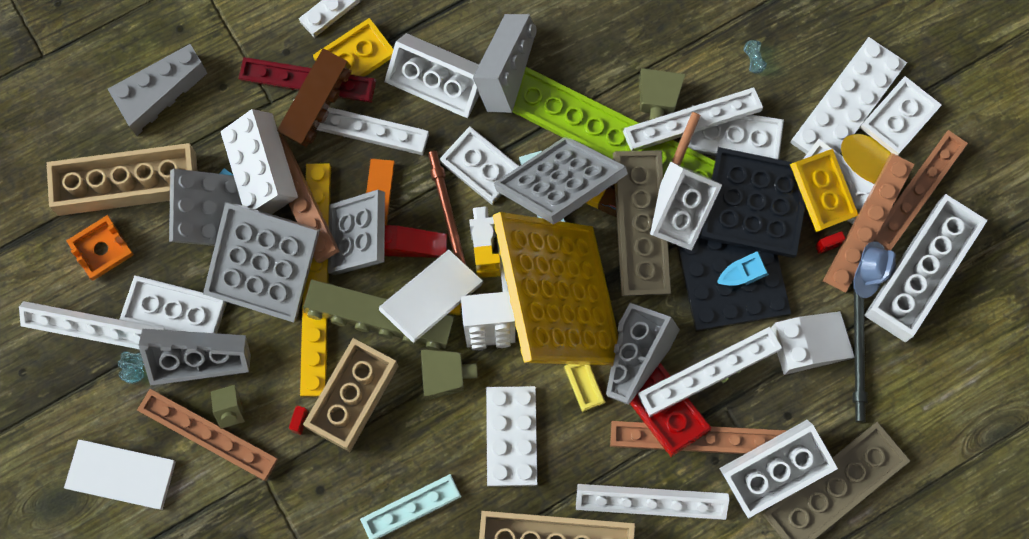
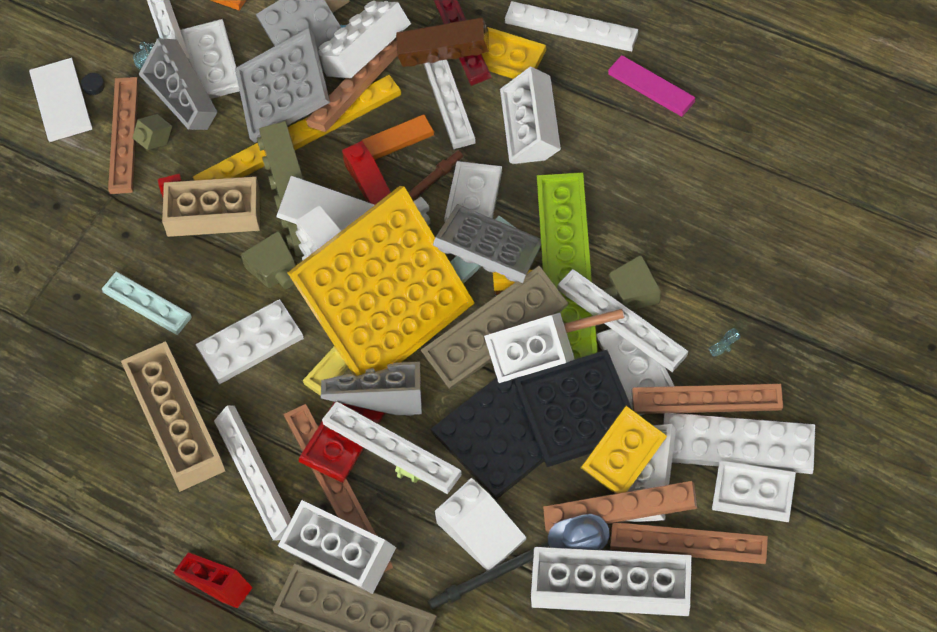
camera: 65 degrees right, 15 degrees down
(123, 434) = (92, 84): none -> black tile
(358, 232) = (348, 133): light grey plate -> none
(505, 62) = (571, 153): light grey wedge -> none
(744, 271) = (506, 431): medium azure plate -> none
(802, 100) = (707, 398): none -> nougat plate
(830, 242) = (582, 490): red tile -> none
(864, 156) = (685, 466): yellow sticker -> none

